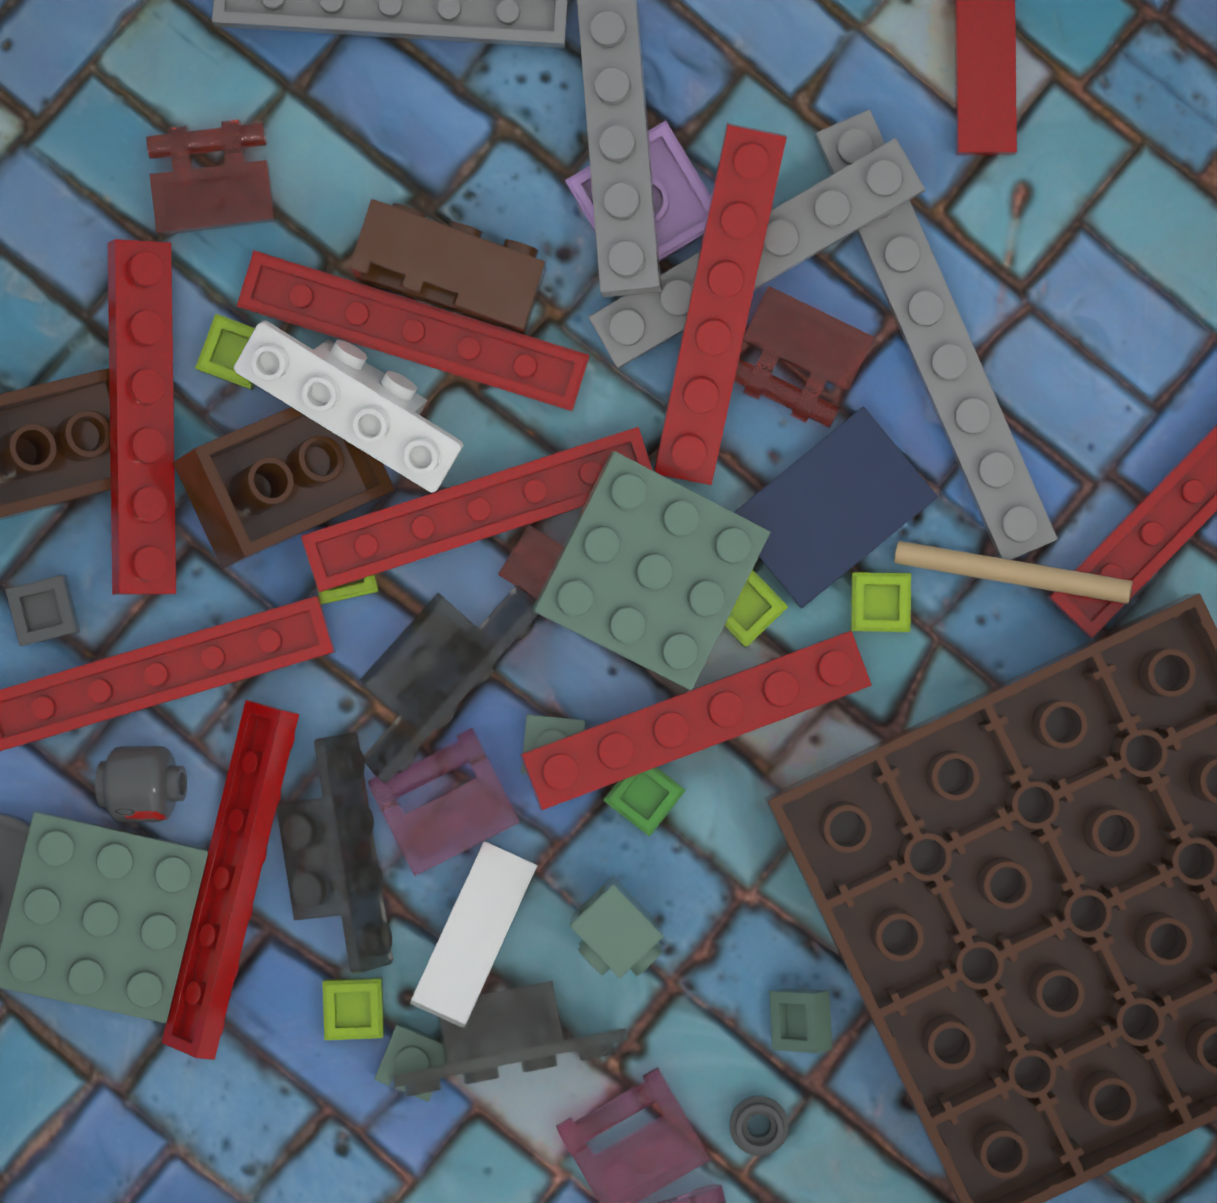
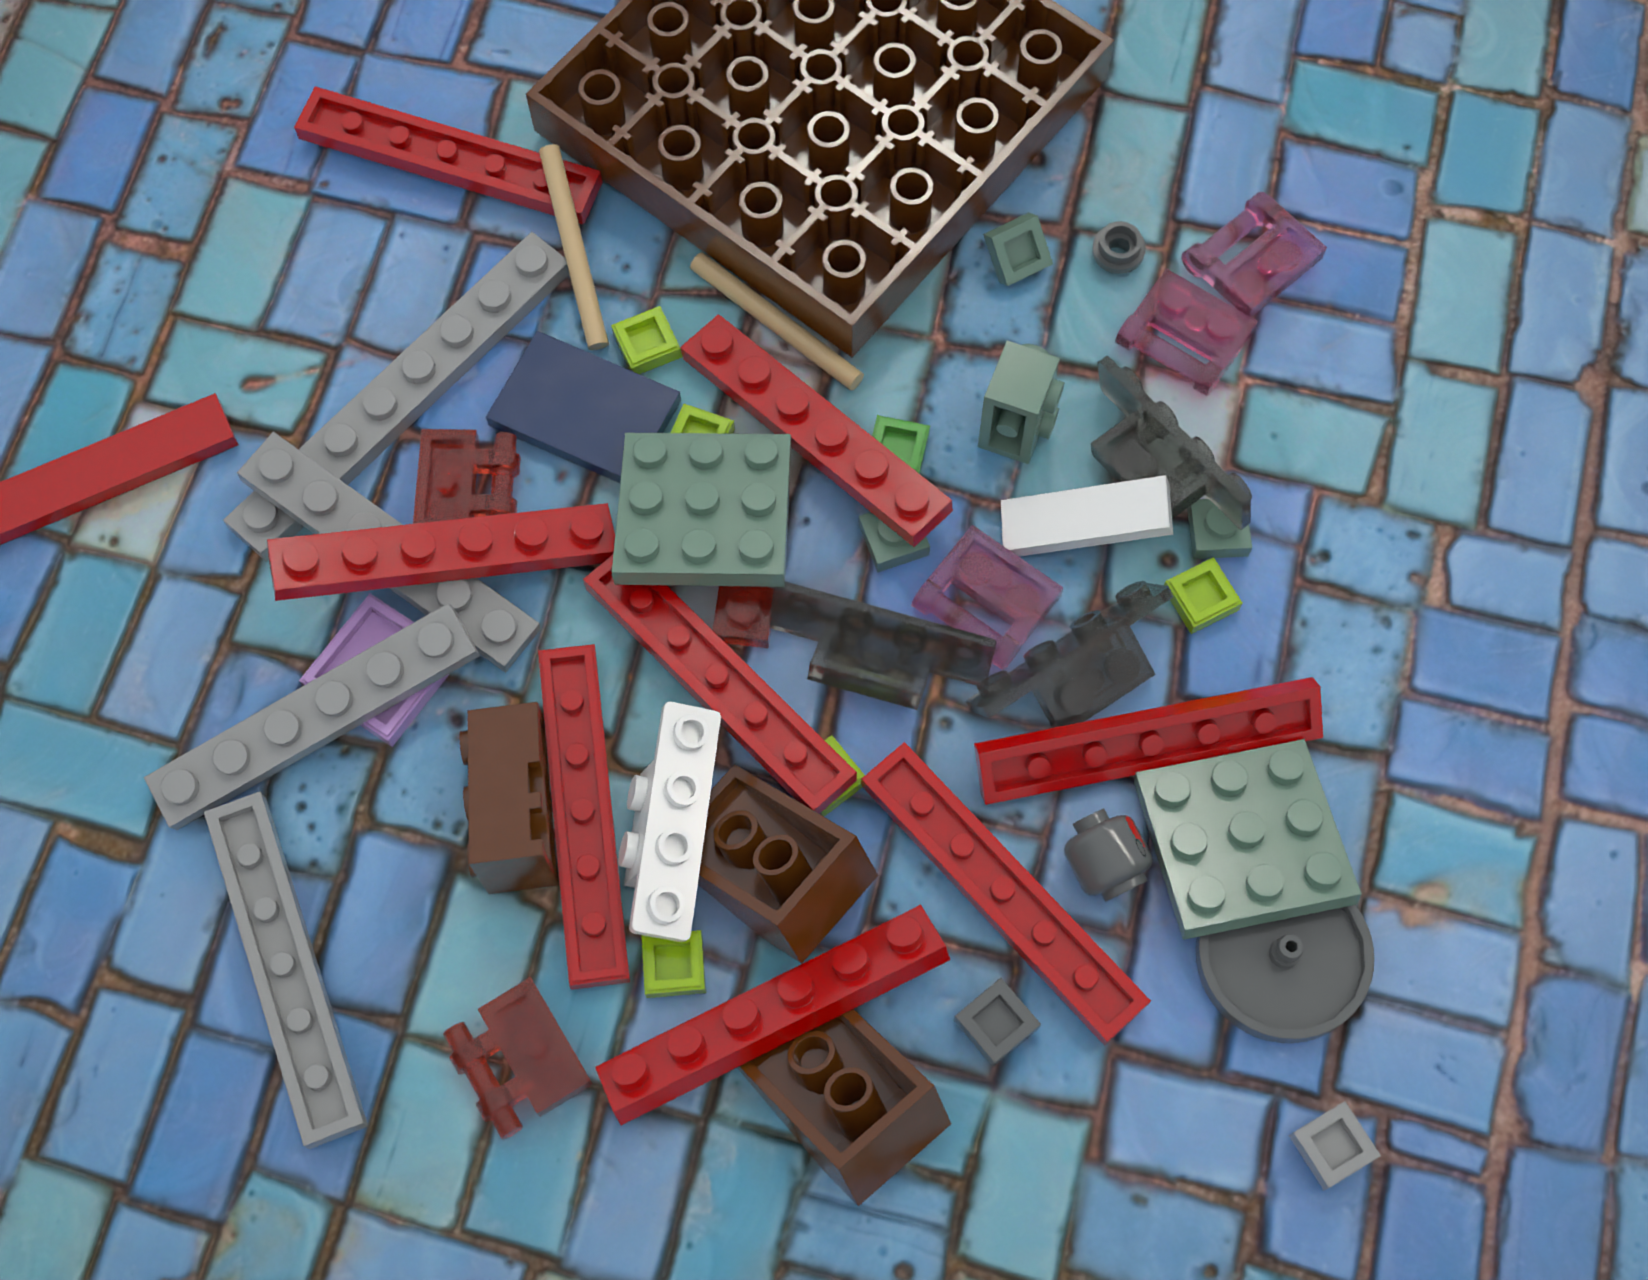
camera: 115 degrees left, 20 degrees down
(842, 741) = (777, 321): none -> tan bar

